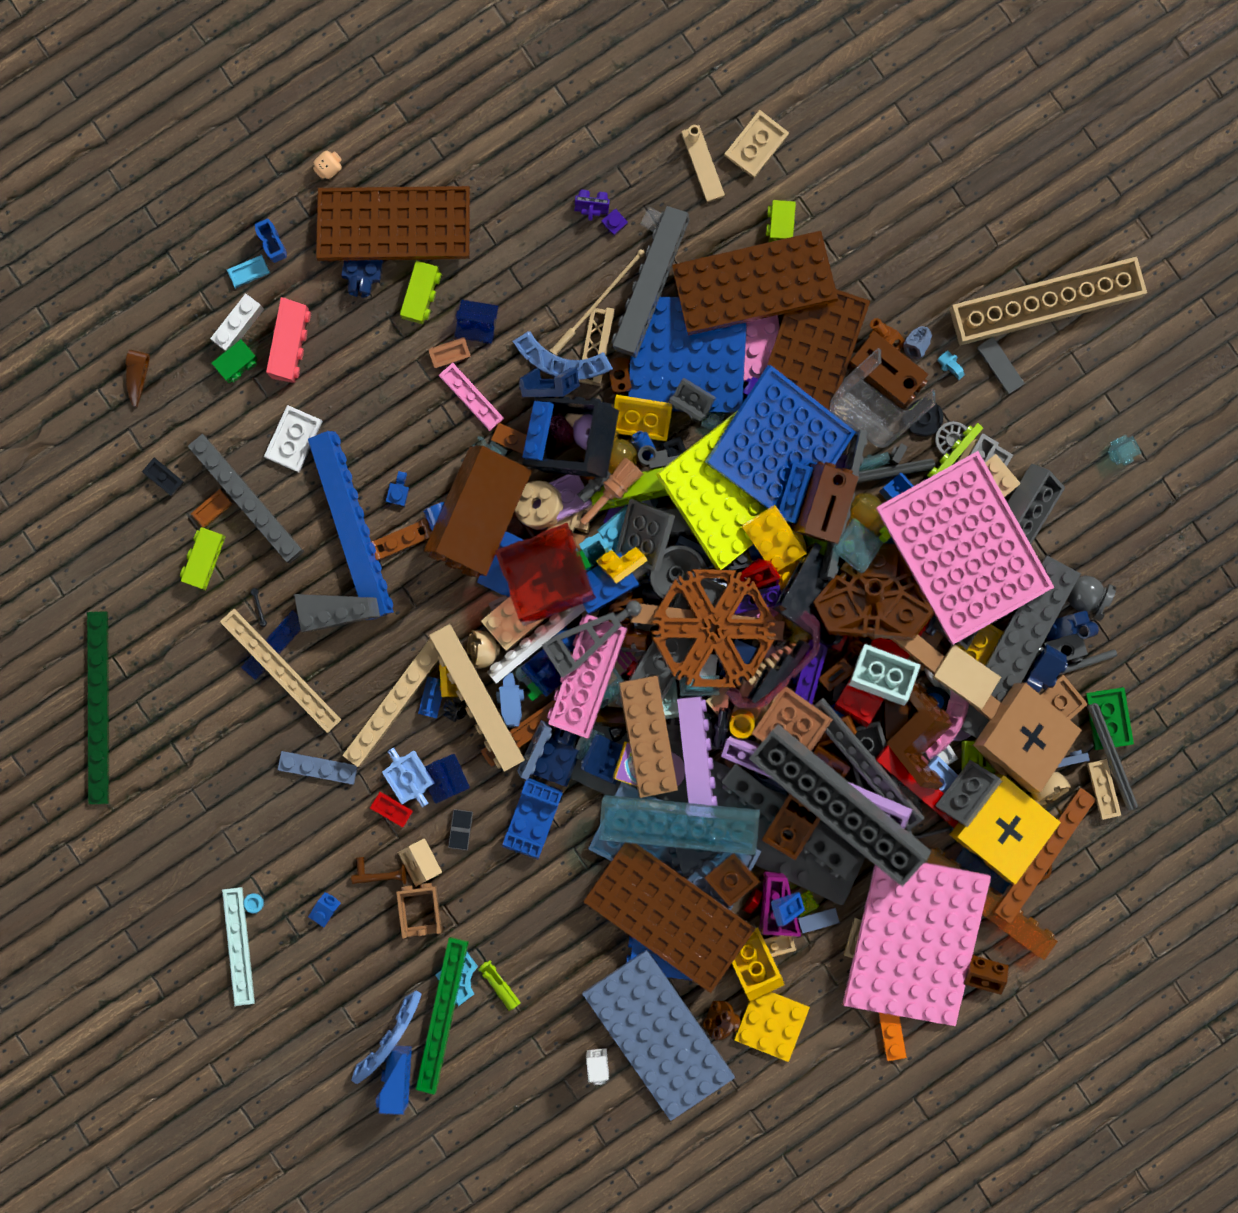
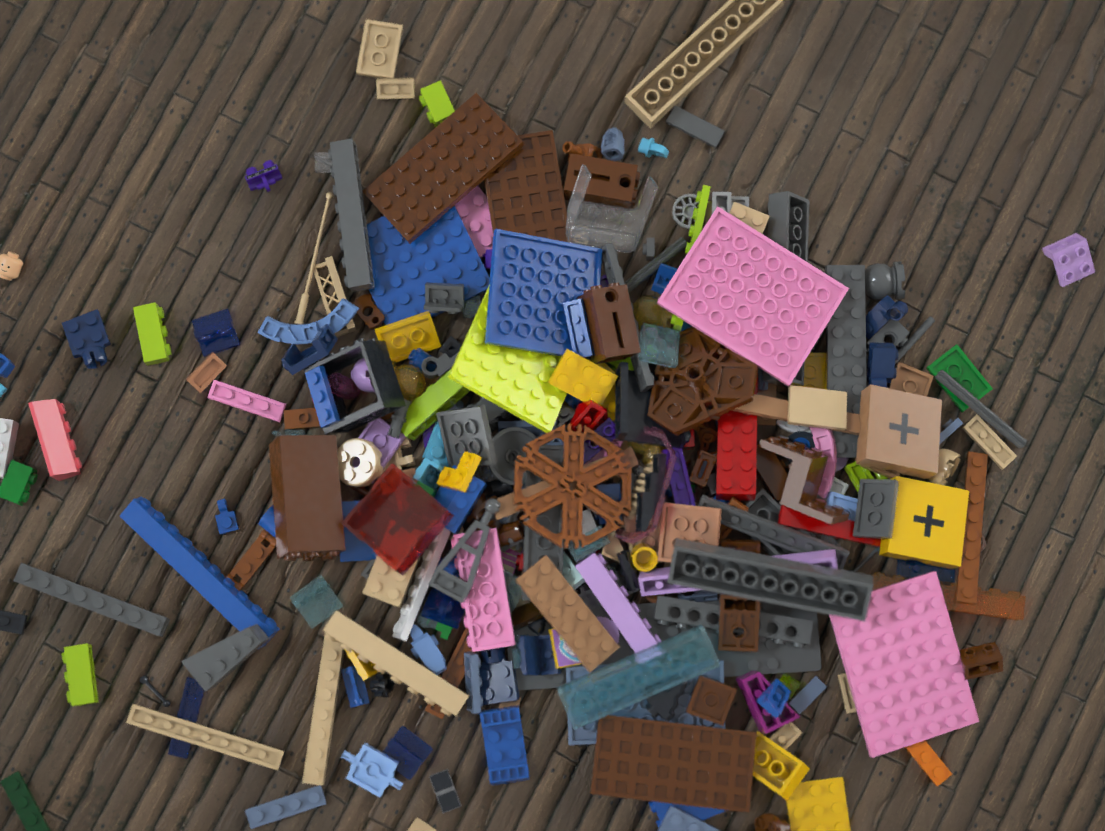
camera: 30 degrees left, 5 degrees down
(211, 508) = (65, 626): dark orange tile -> none
(290, 441) = (104, 525): white tile -> none
(391, 809) = (373, 807): red plate -> none
(393, 223) = (95, 286): reddish brown plate -> none
(437, 605) = (316, 601): none -> clear light blue hinge
(482, 649) = (377, 617): tan cylinder -> none
(614, 222) = (291, 182): dark purple plate -> none
(615, 486) = (417, 408): nougat piece -> none
(702, 163) = (341, 91): tan piece -> none
(751, 187) = (395, 88): none -> tan plate
(753, 901) = (740, 710): red tile -> none
(874, 461) = (634, 264): clear light blue pin -> none
(884, 675) = (745, 444): light aqua brick -> none
(929, 422) = (660, 209): black tile -> none
(1123, 450) = (841, 142): clear light blue brick -> none

